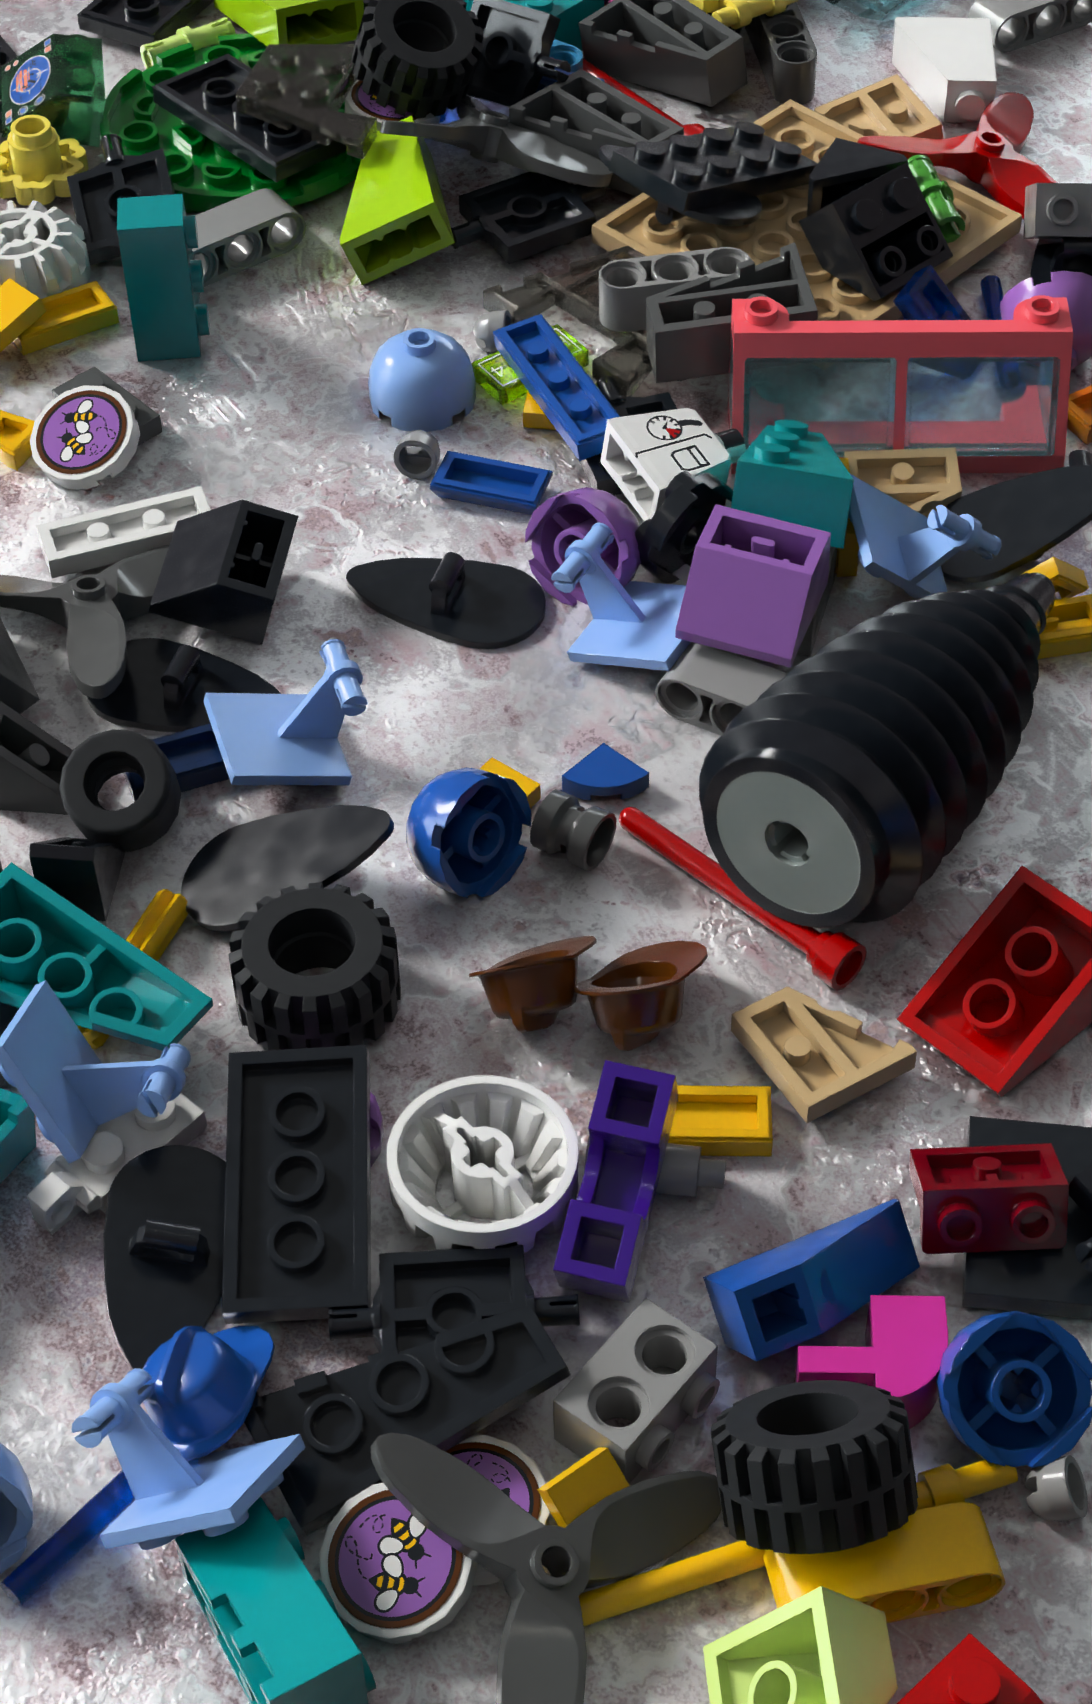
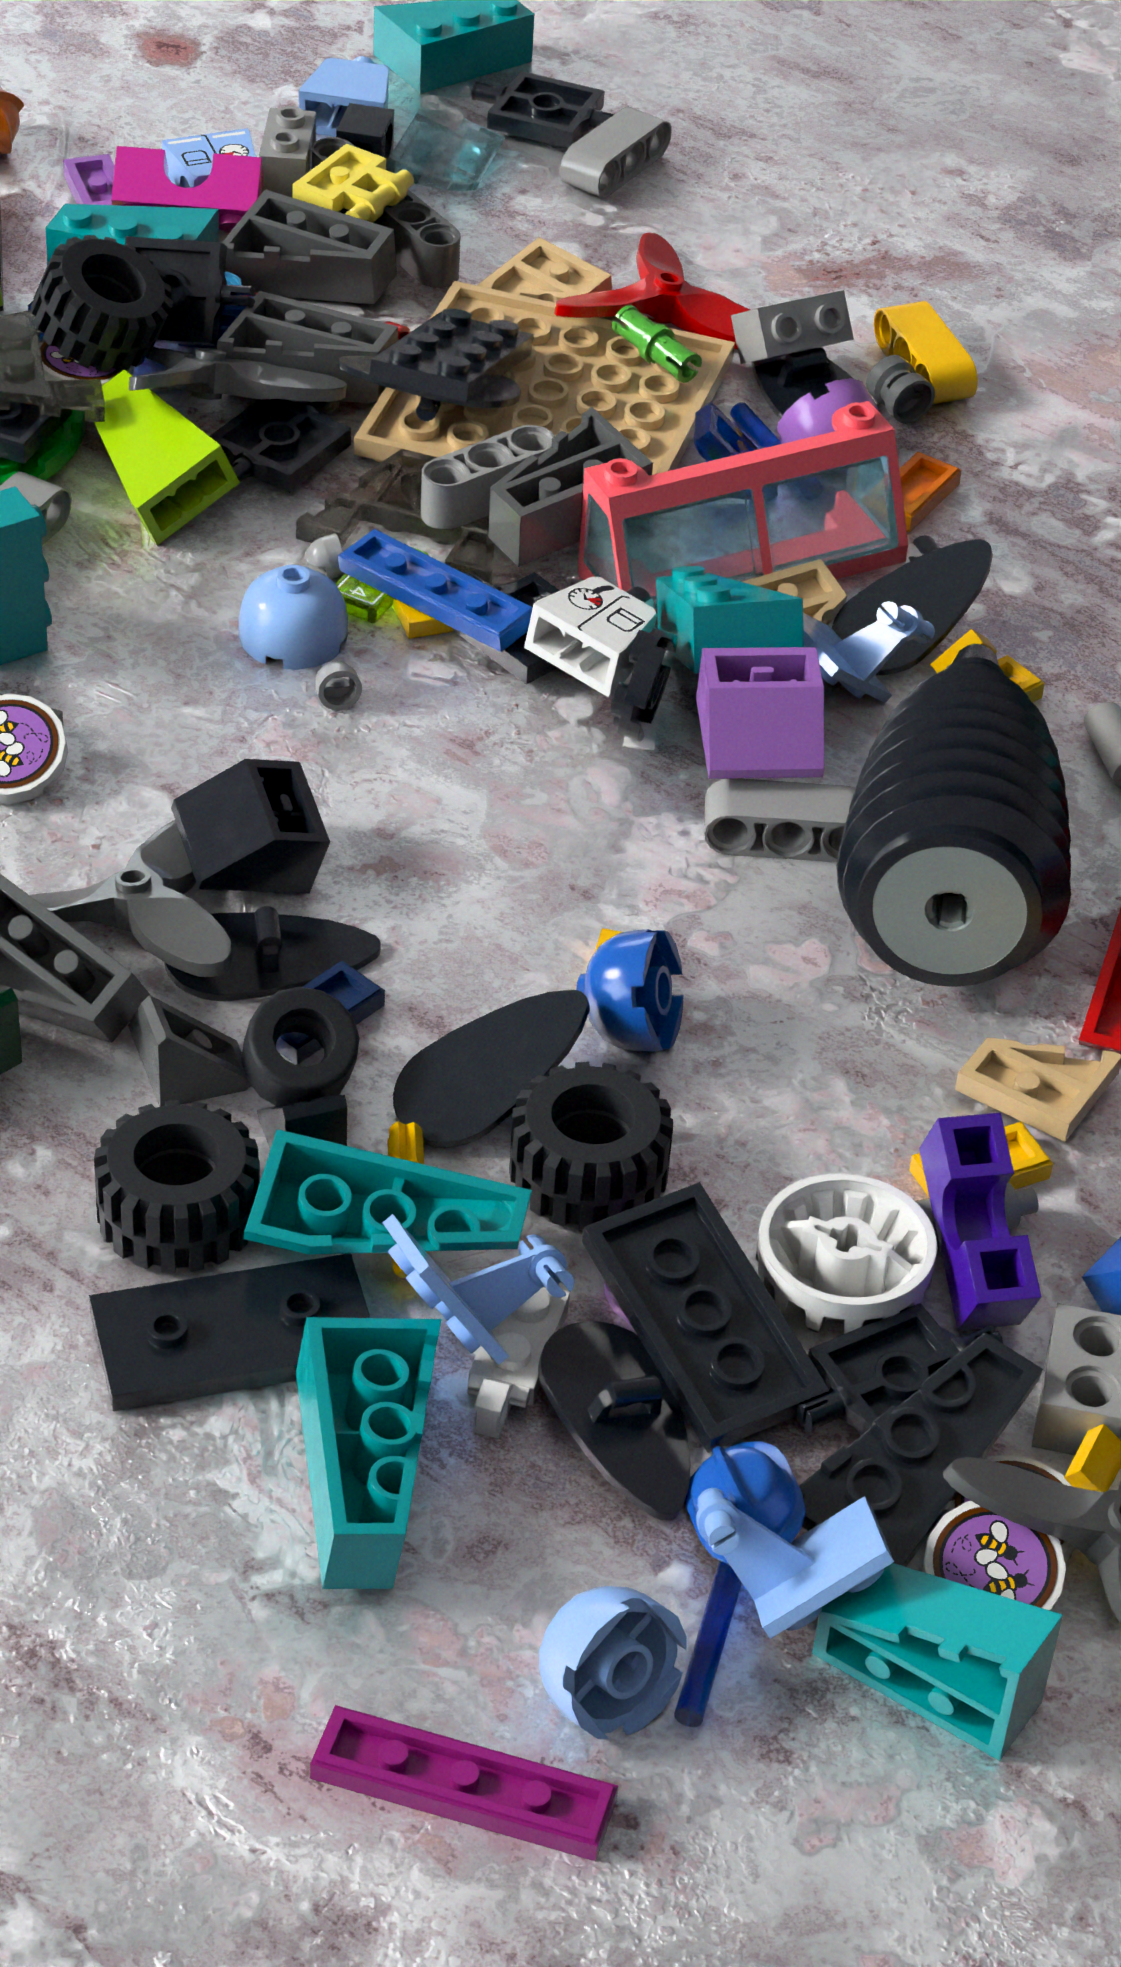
camera: 30 degrees left, 5 degrees down
(116, 532) = (107, 827): white plate -> none
(290, 735) = (412, 964): light blue plate -> none
(453, 598) = (455, 805): black shield -> none
(490, 482) = (421, 694): blue tile -> none
(535, 983) = (780, 1094): reddish brown piece -> none
(570, 518) = (563, 725): medium lavender cylinder -> none
(570, 829) = (719, 967): dark grey wheel -> none
(605, 774) = (705, 916): blue tile -> none
(630, 622) = (645, 777): light blue plate -> none
(642, 991) = (875, 1074): reddish brown piece -> none
(833, 957) = (997, 1004): red piece -> none
(847, 168) = (582, 341): black slope -> none
(877, 234) = (636, 384): black slope -> none
(947, 64) = (577, 215): white slope -> none

